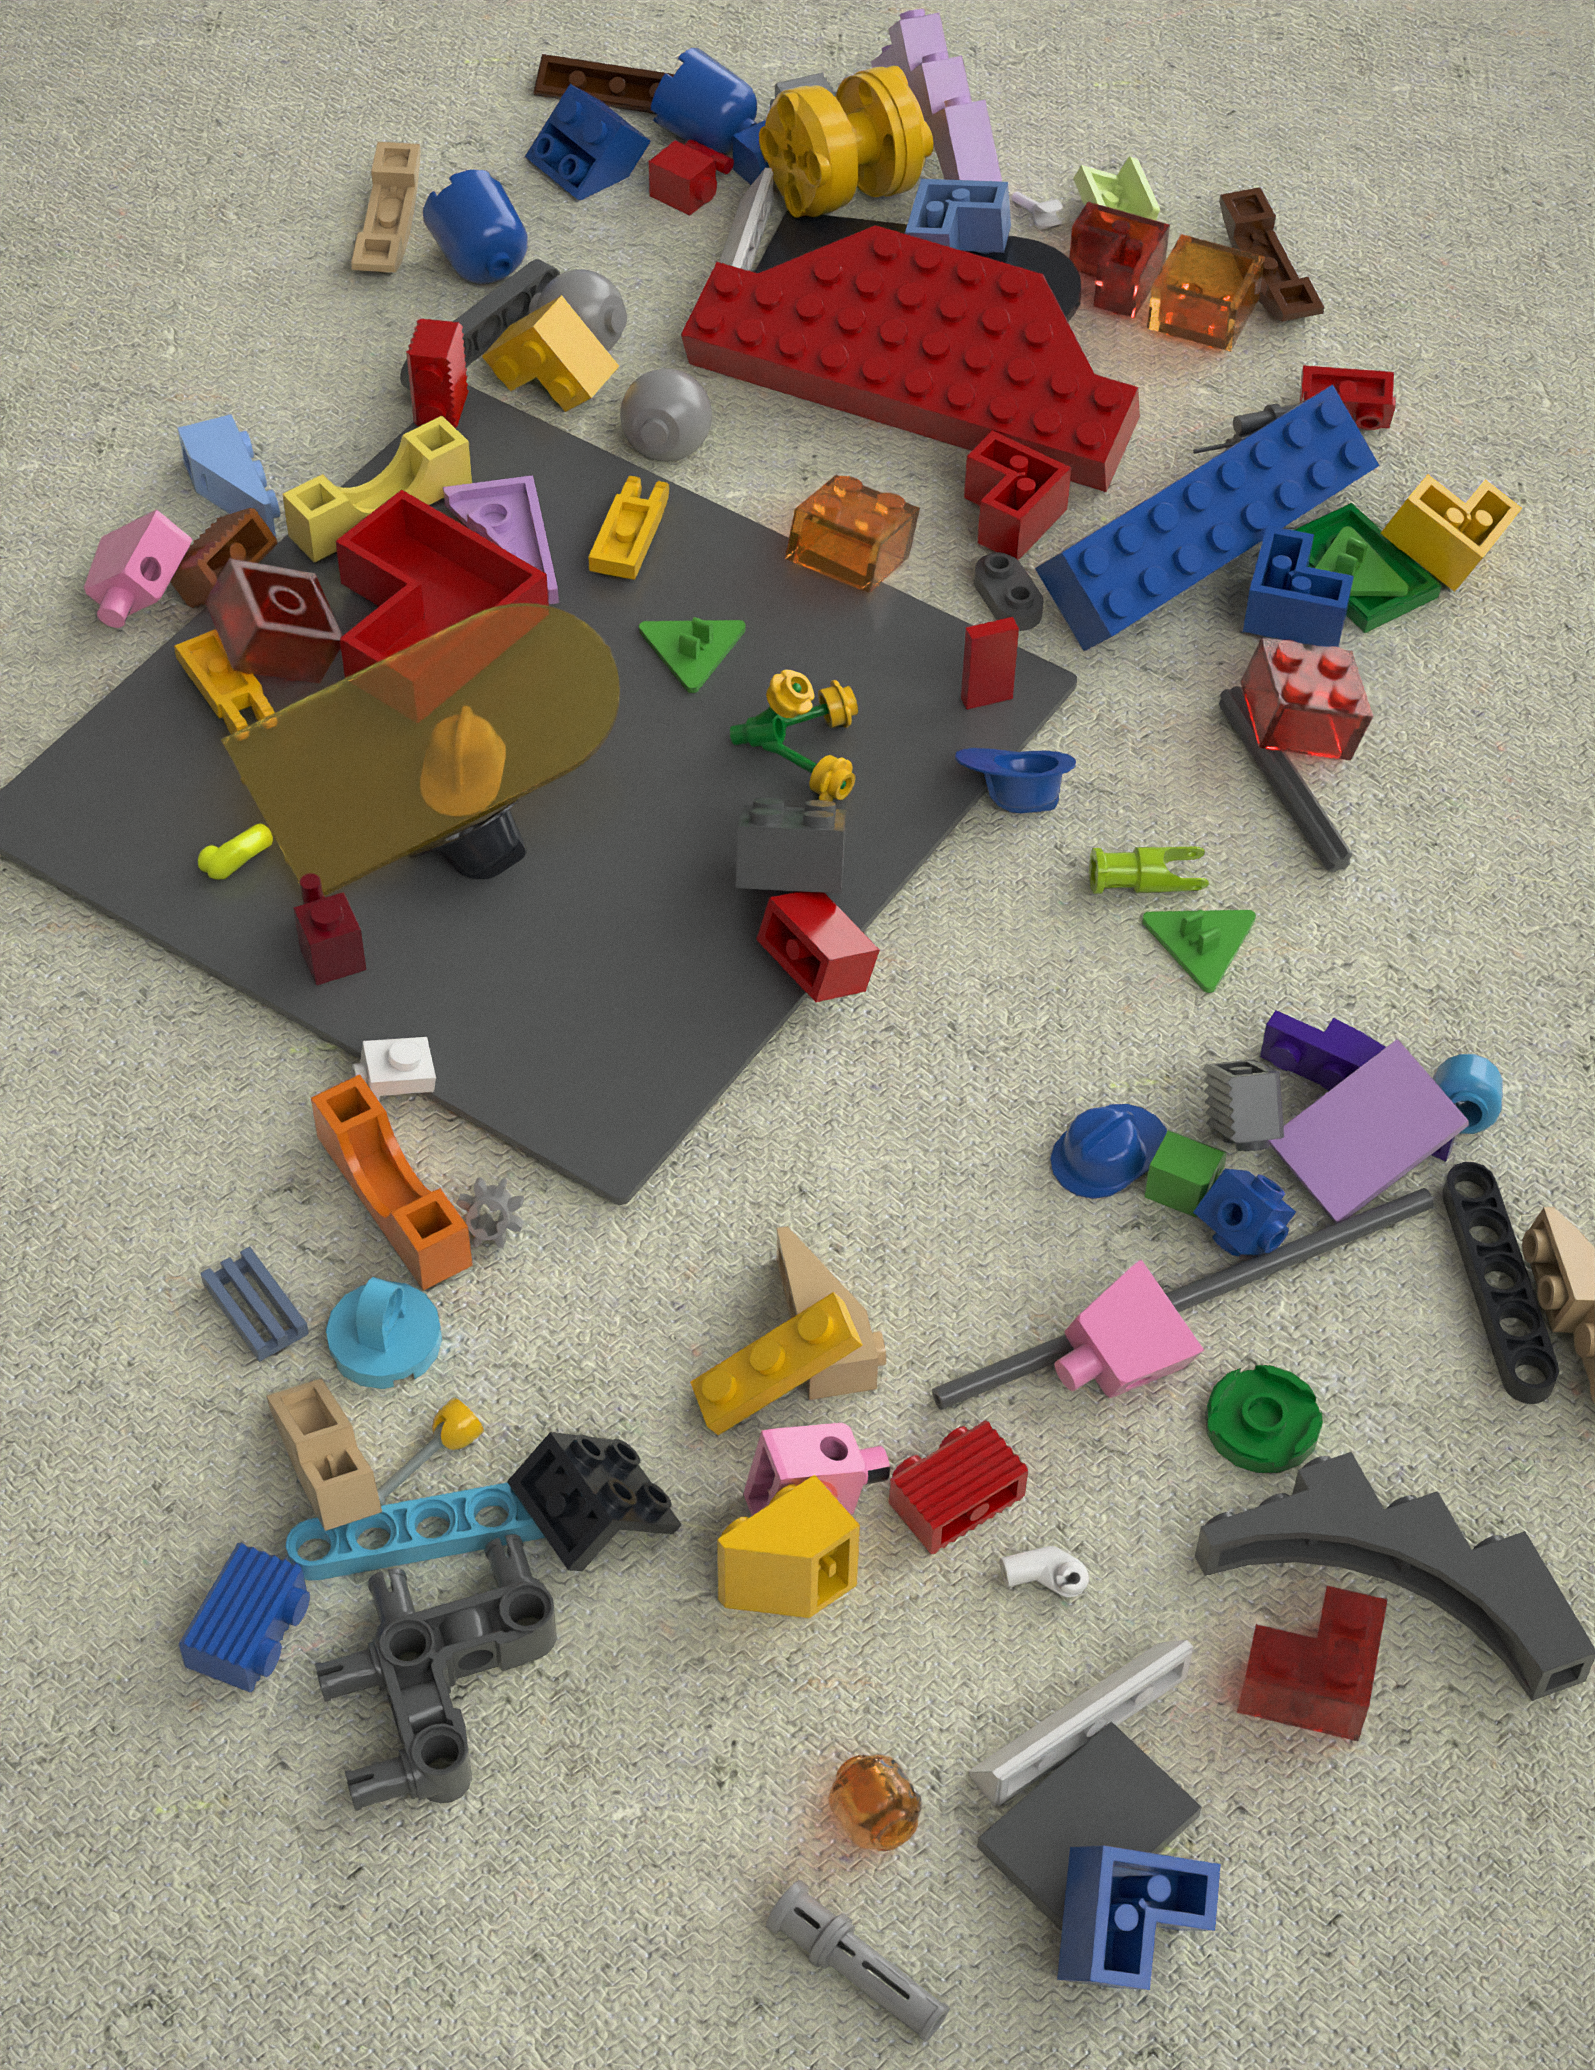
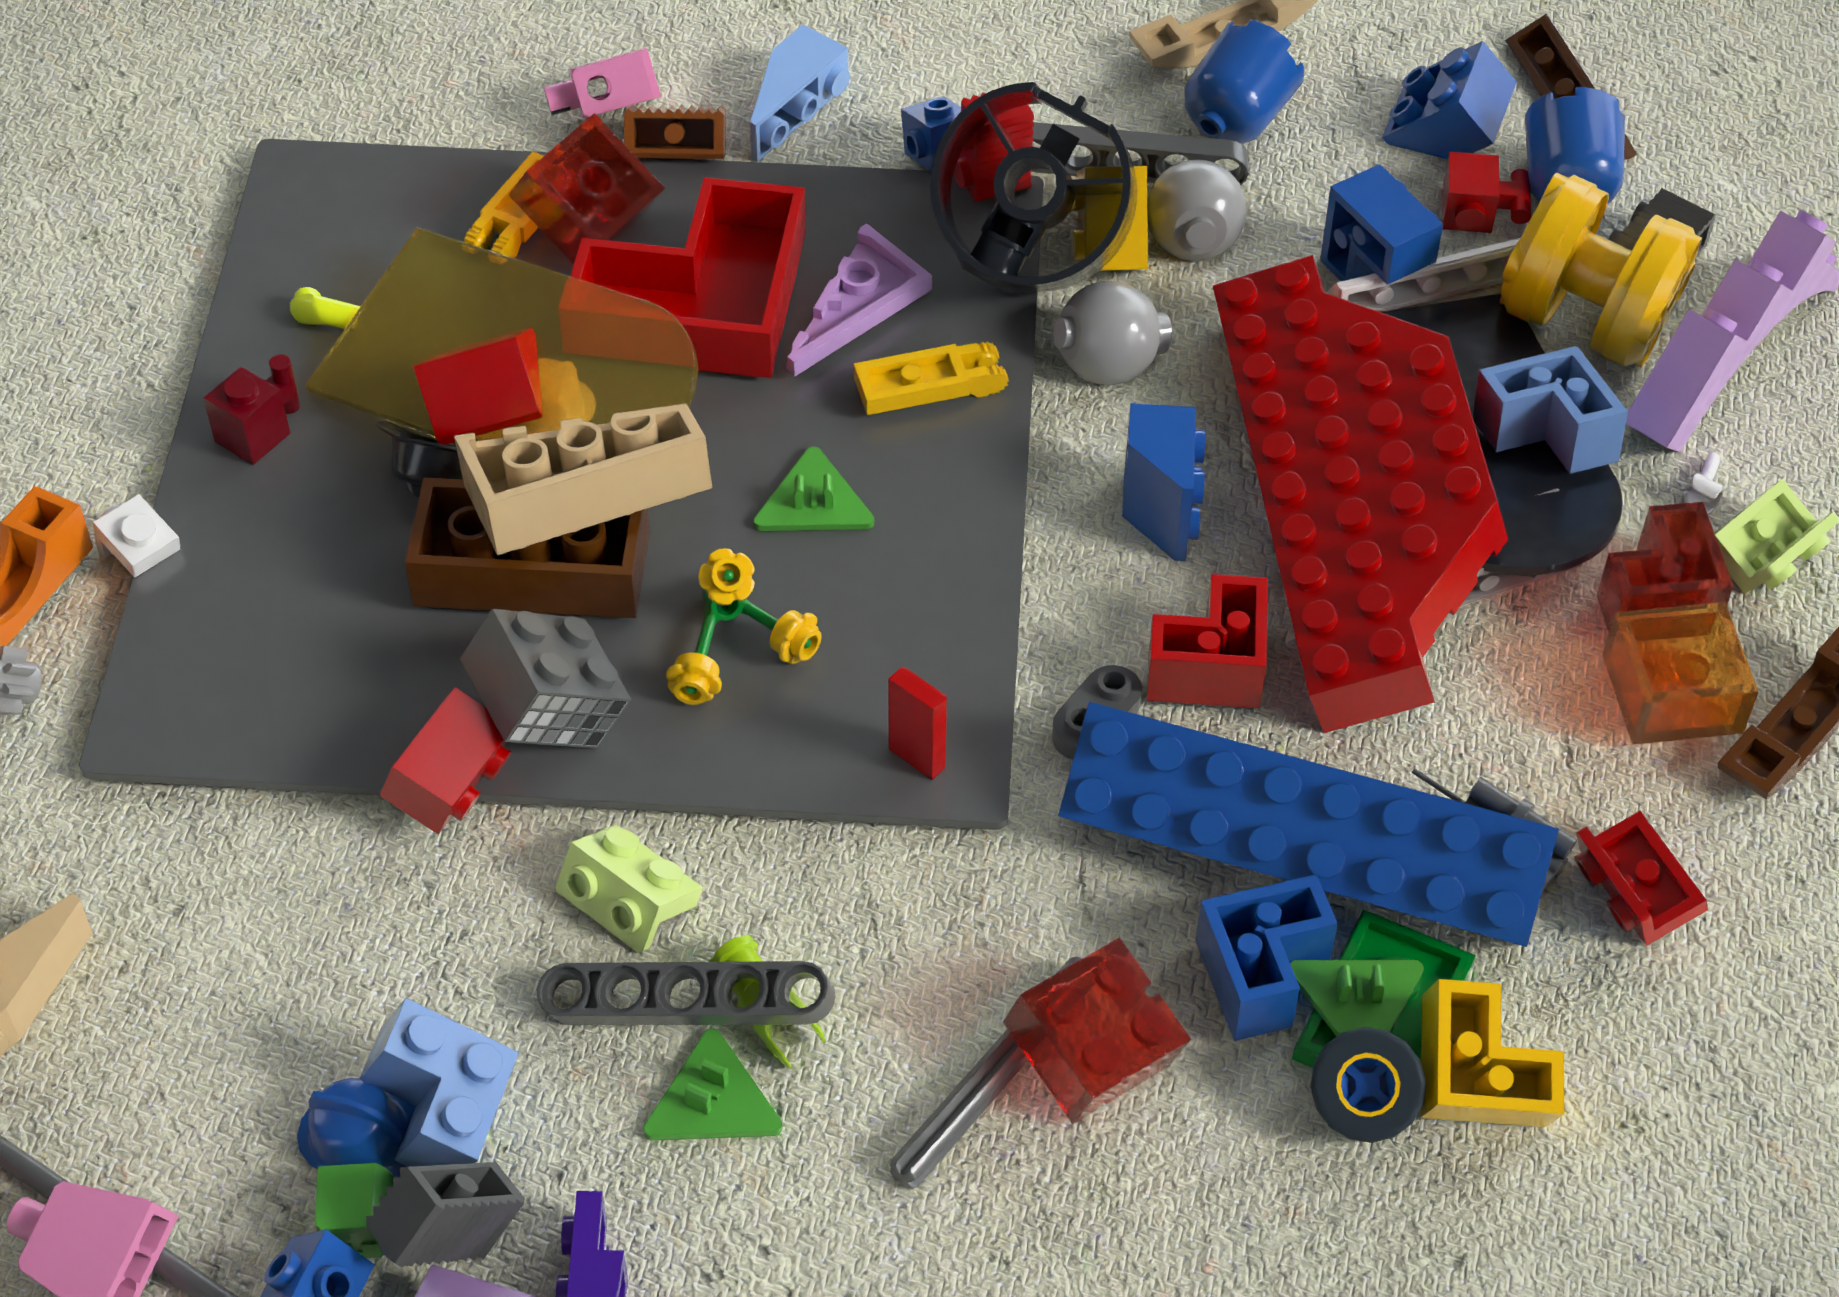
camera: 60 degrees right, 0 degrees up
(371, 411) = (924, 127): none -> blue brick
(423, 465) = (883, 195): light yellow arch -> none
(452, 759) = (482, 386): none -> red slope
(499, 362) = (1012, 232): none -> black animal
(632, 735) = (582, 474): none -> tan wedge
(634, 813) = (571, 574): none -> reddish brown brick
(702, 222) = (1377, 228): none -> blue brick
(844, 438) = (1162, 475): none -> blue slope
(852, 532) = (1047, 542): clear orange piece -> none
(987, 907) = (625, 885): none -> yellowish green bracket
(1020, 779) = (812, 822): blue piece -> none
(1119, 925) = (711, 1006): none -> dark grey beam
(1125, 1064) = (449, 1077): none -> medium blue brick
(1432, 591) = (1387, 1084): none -> black wheel

